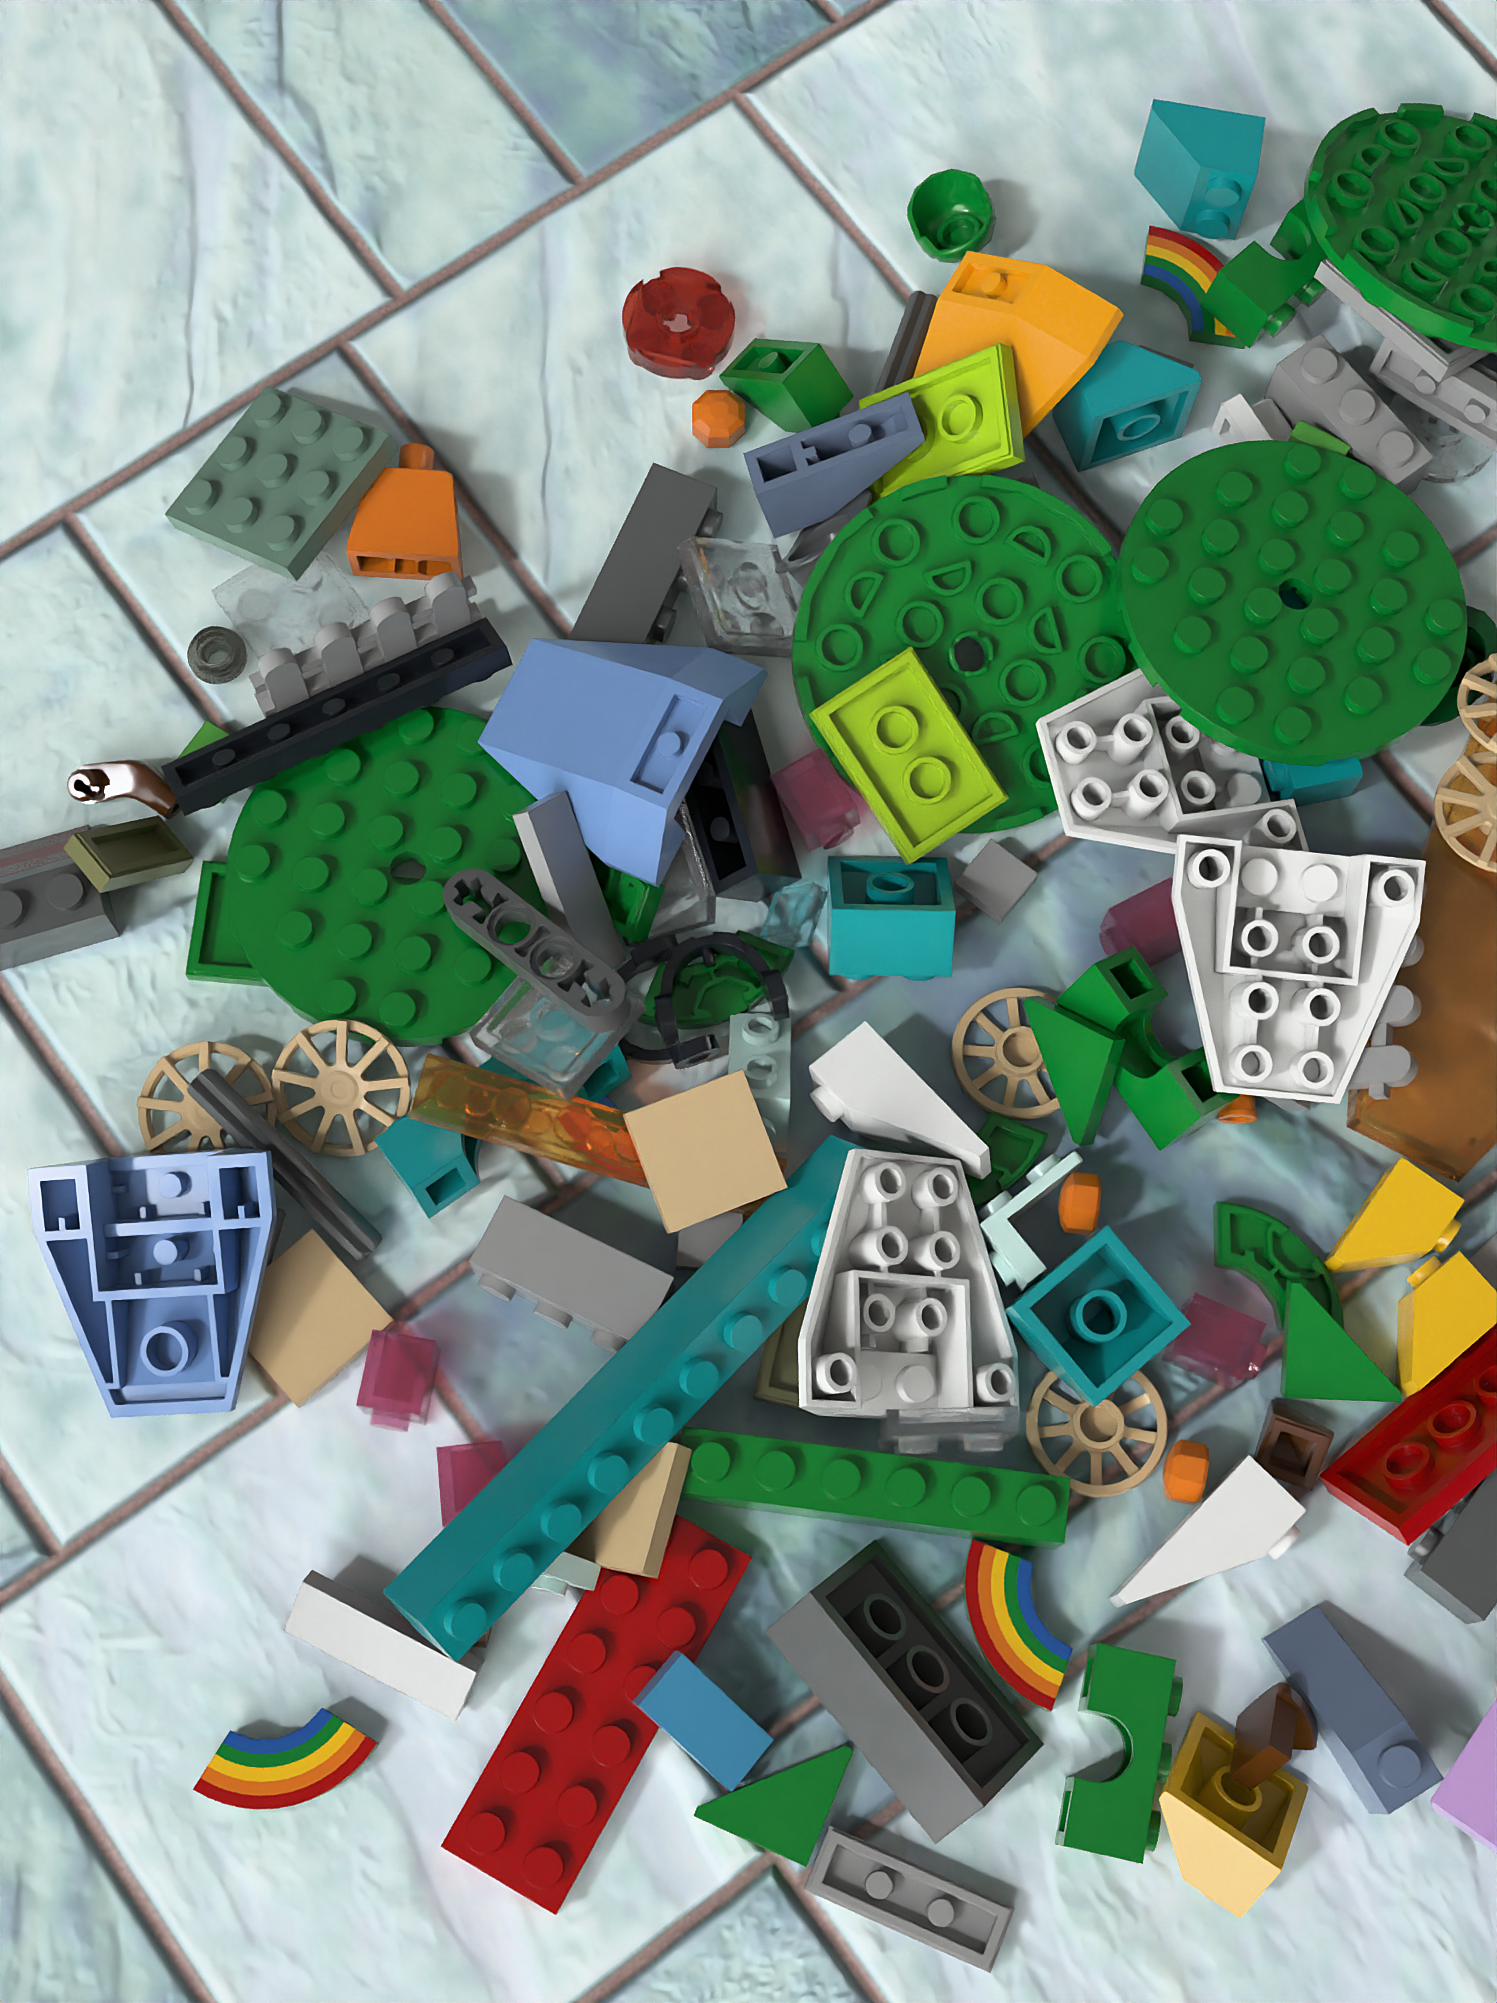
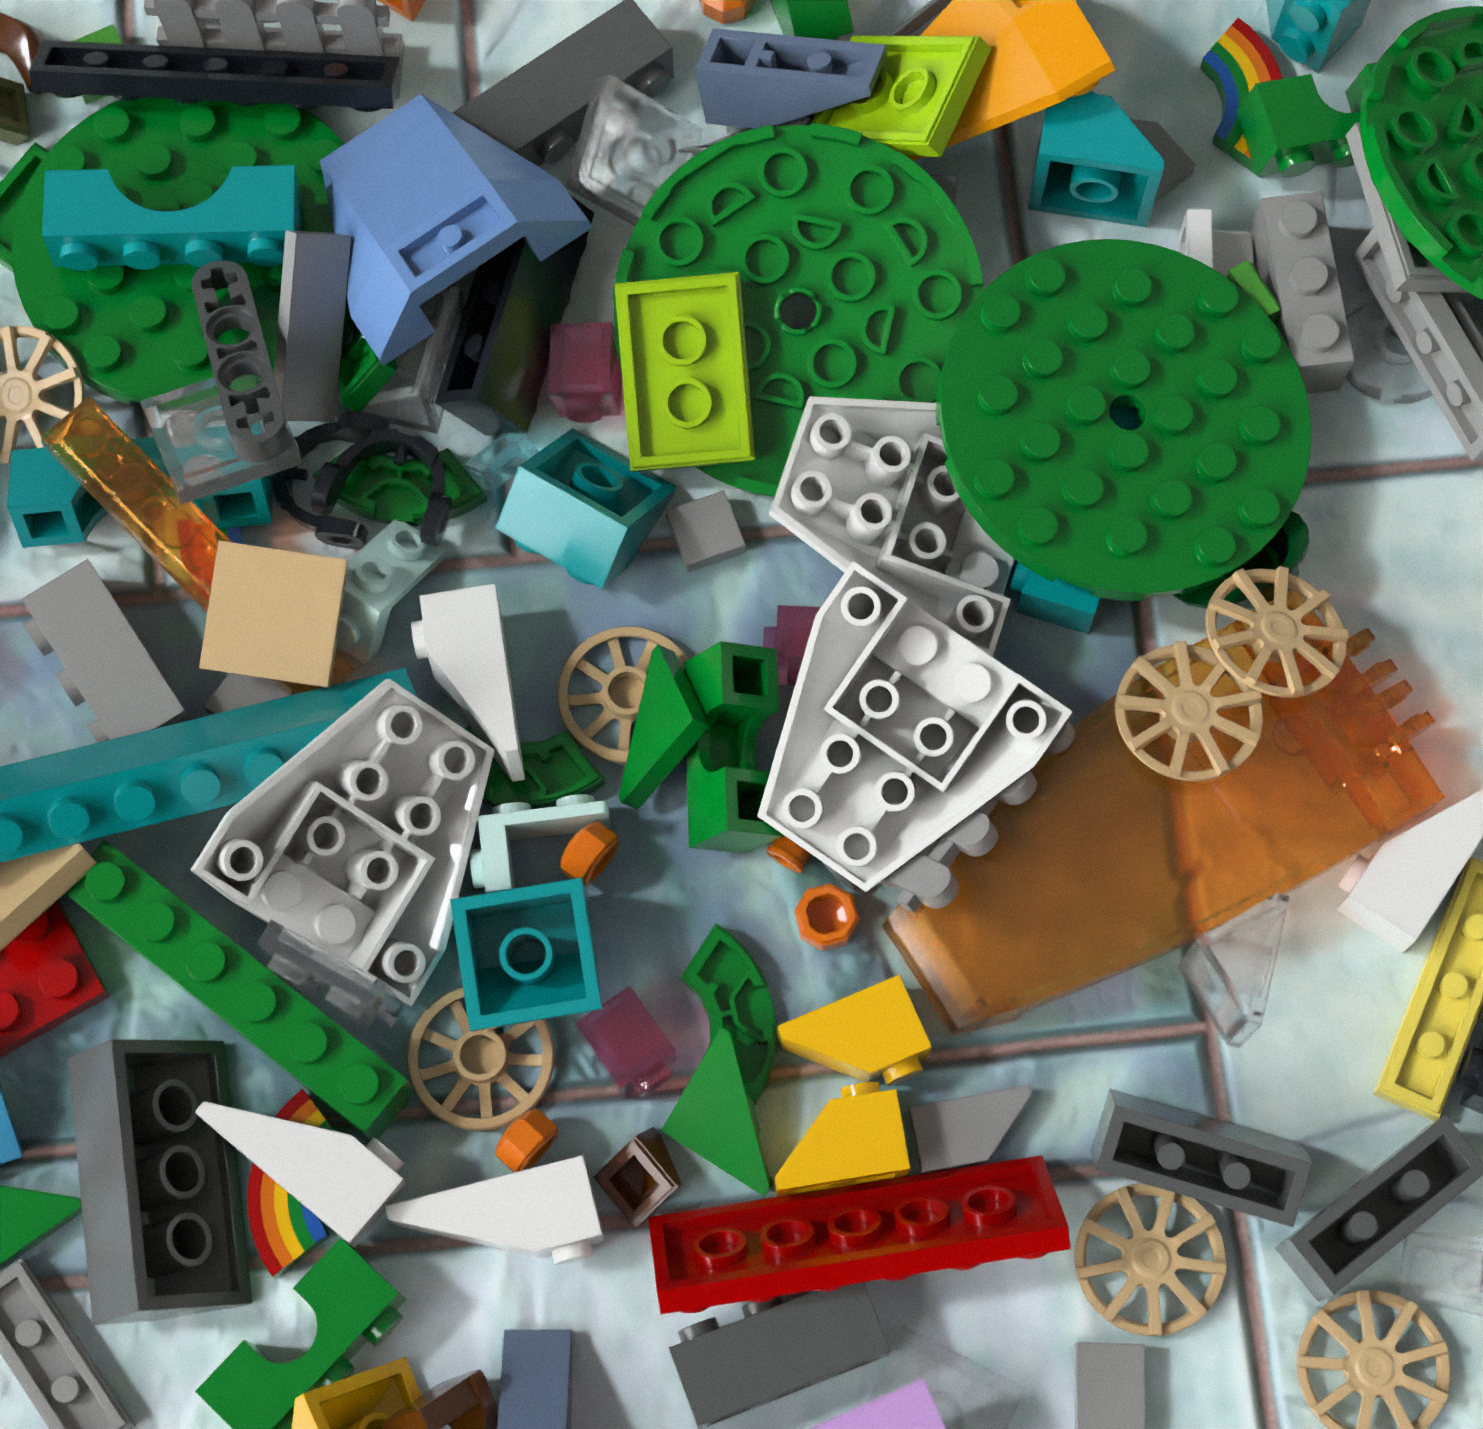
camera: 35 degrees right, 0 degrees up
(330, 898) = (242, 222): none -> teal arch
(1054, 1597) = (317, 1166): none -> white slope
(1301, 1144) = (826, 917): none -> orange tile

